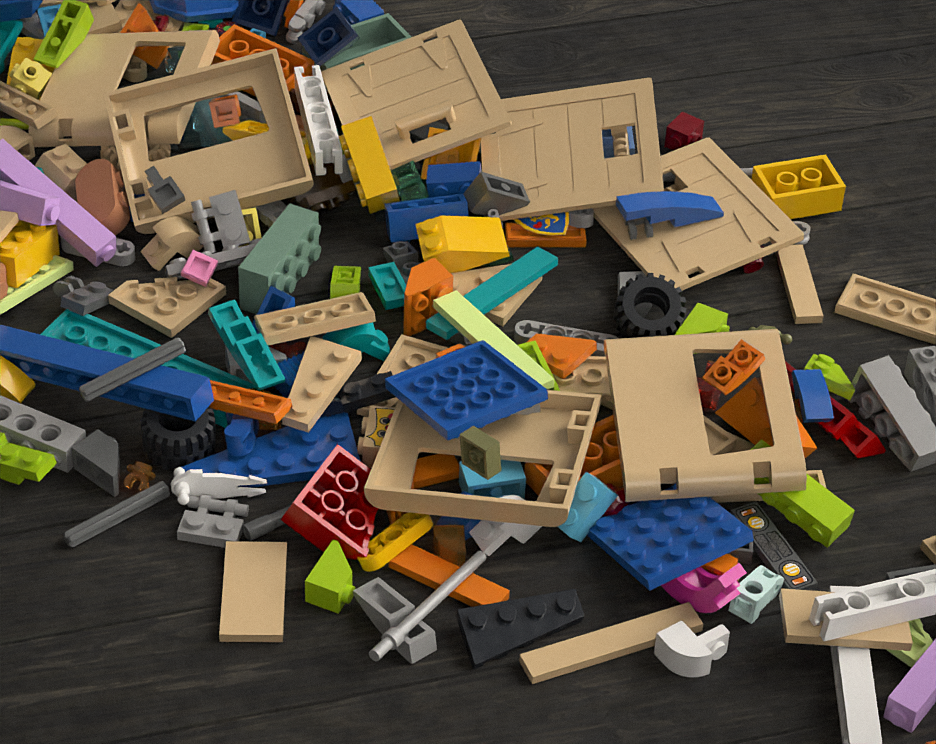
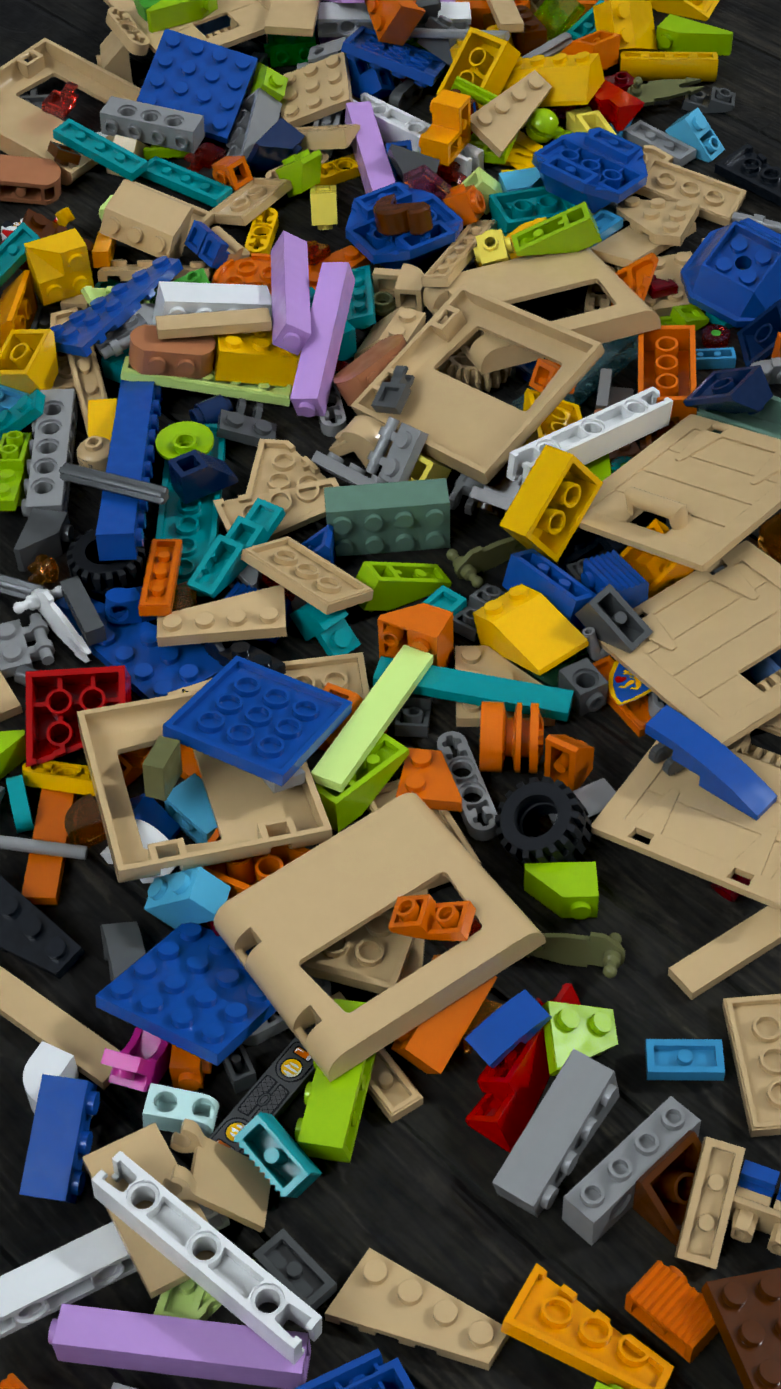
camera: 65 degrees right, 5 degrees up
(37, 391) = (94, 453): none -> tan head
(44, 310) = (209, 410): none -> dark blue brick
(84, 328) = (182, 438): none -> lime dish
(137, 336) = (199, 475): none -> dark blue slope
(197, 328) = (301, 504): none -> tan wing
(199, 268) = (330, 467): bright pink tile -> none
(225, 461) = (83, 610): none -> dark grey piece
(357, 251) = (483, 559): none -> olive piece
(401, 577) = (19, 804): none -> teal beam
(409, 182) = (573, 547): clear green brick -> none
(526, 239) = (588, 686): none -> dark grey brick
(556, 292) = (509, 737): none -> orange wheel
(586, 566) = (121, 946): none -> dark grey slope
(596, 280) = (567, 760): none -> orange slope
(752, 651) = (60, 1139): none -> blue brick
(831, 578) = (219, 1178): none -> tan flag
(835, 547) = (277, 1155): none -> teal brick
(871, 341) = (684, 1059): none -> dark azure plate

